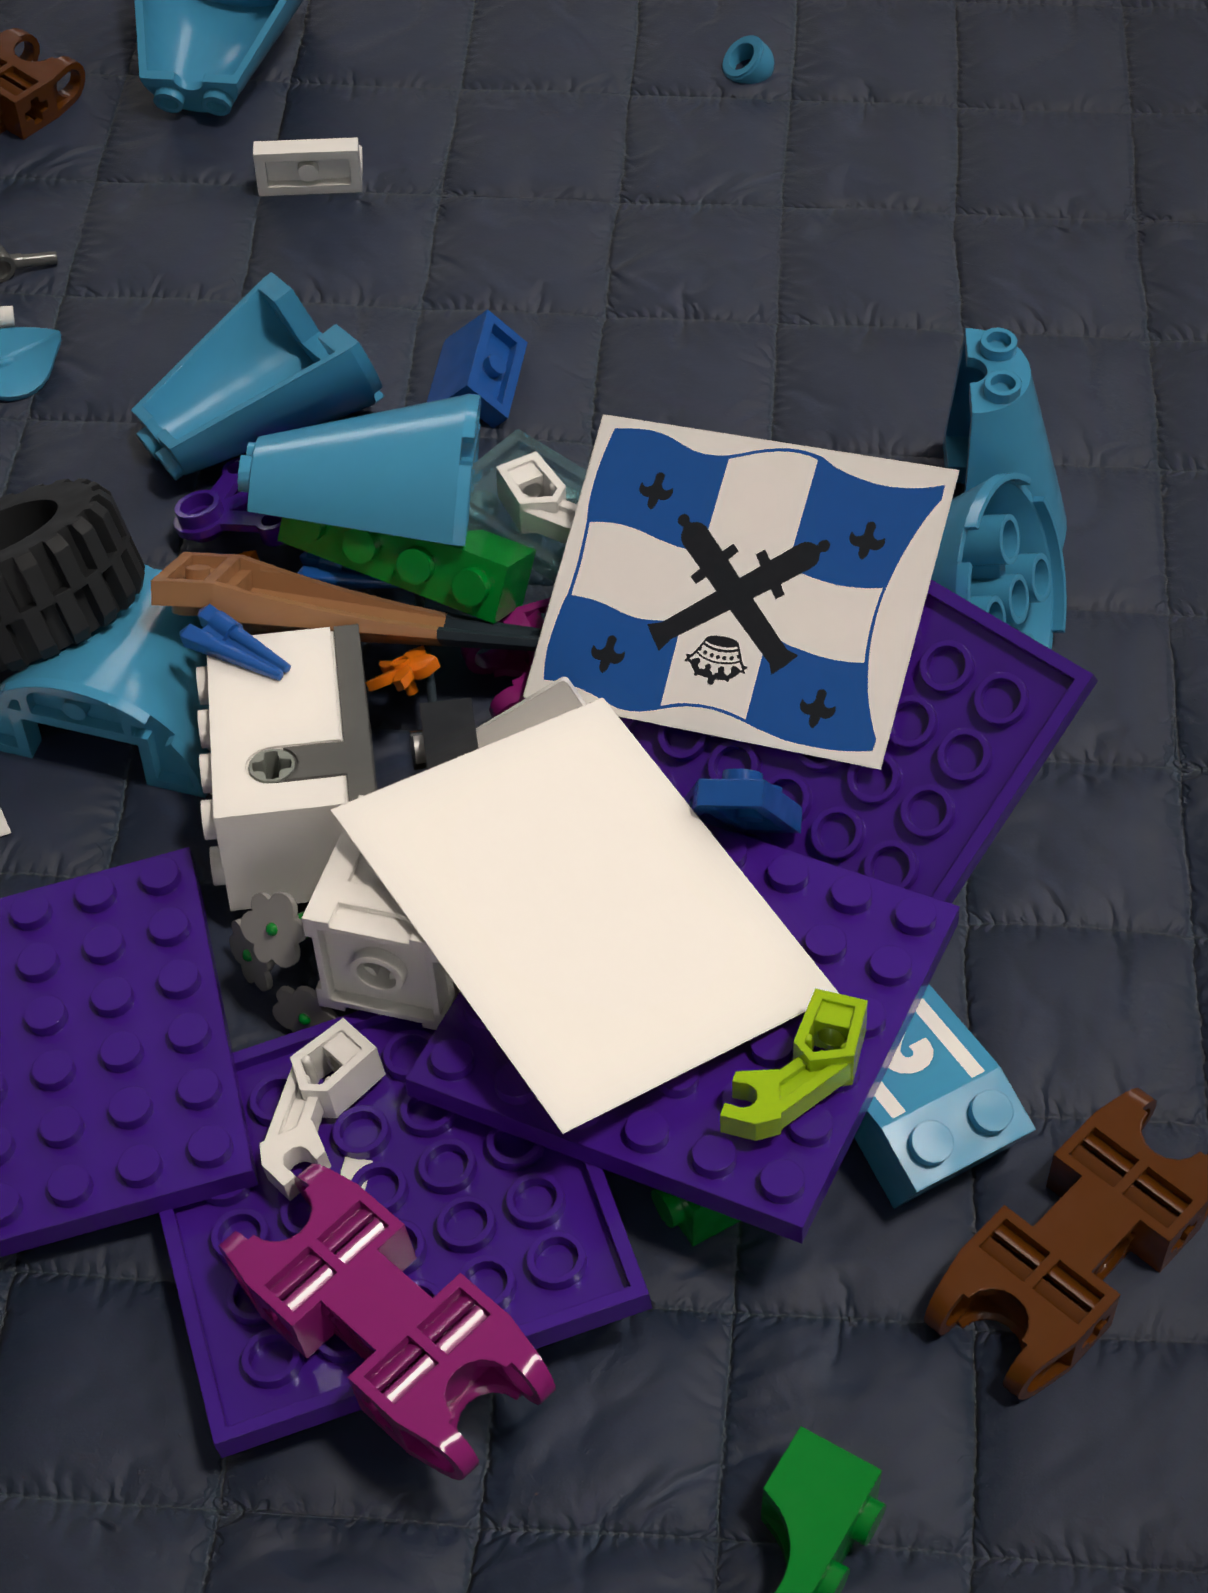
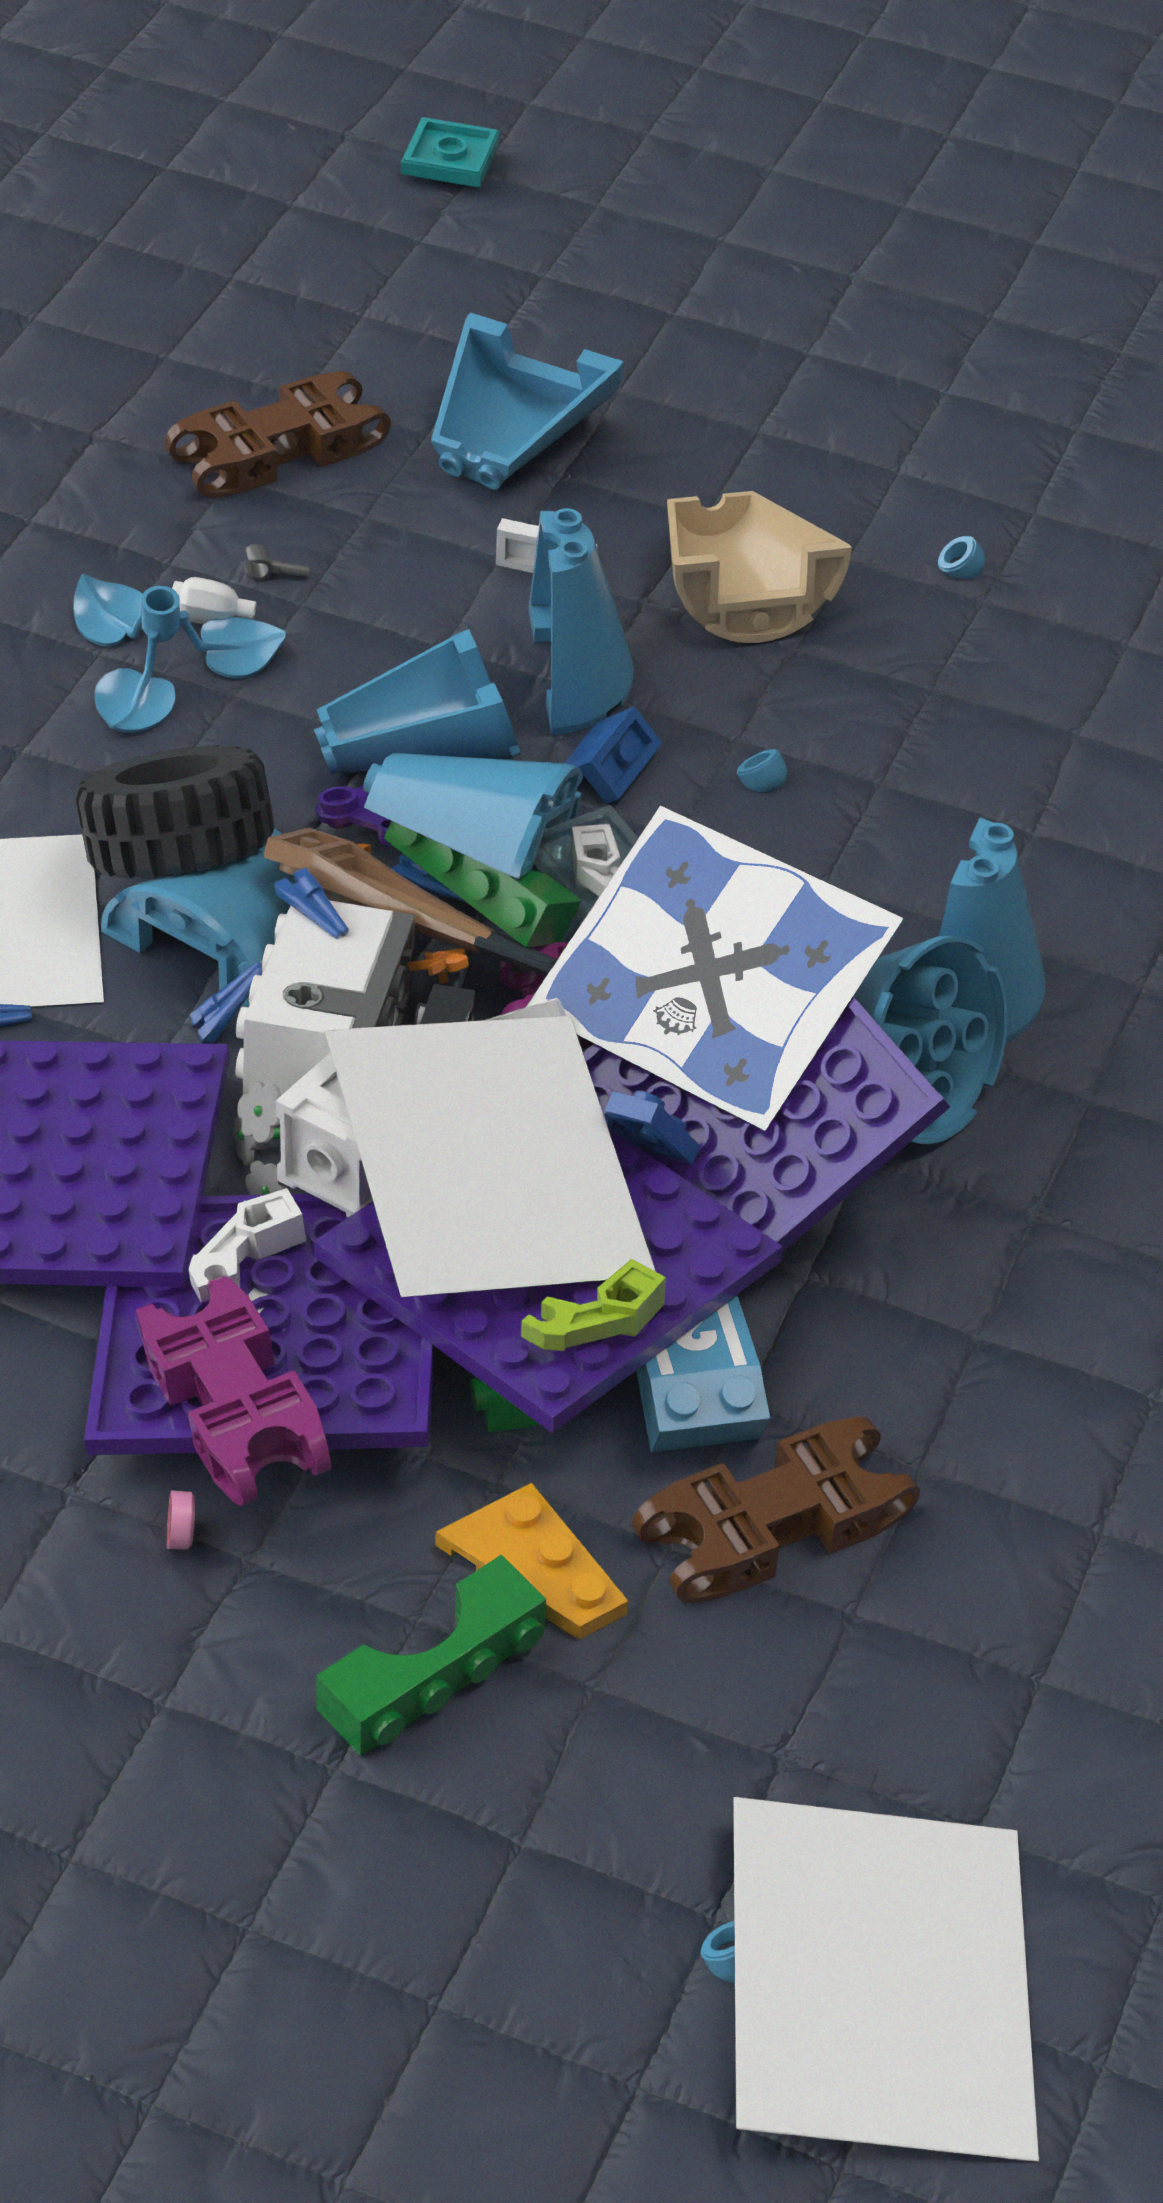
camera: 15 degrees right, 5 degrees down
(159, 801) = (221, 1007): none -> blue piece
(373, 1508) = (180, 1520): none -> bright pink tile
(376, 209) = (579, 617): none -> dark azure cone
(545, 122) = (752, 566): none -> tan cone
(648, 344) = (763, 771): none -> dark azure piece
(810, 1380) = (545, 1553): none -> light orange wing

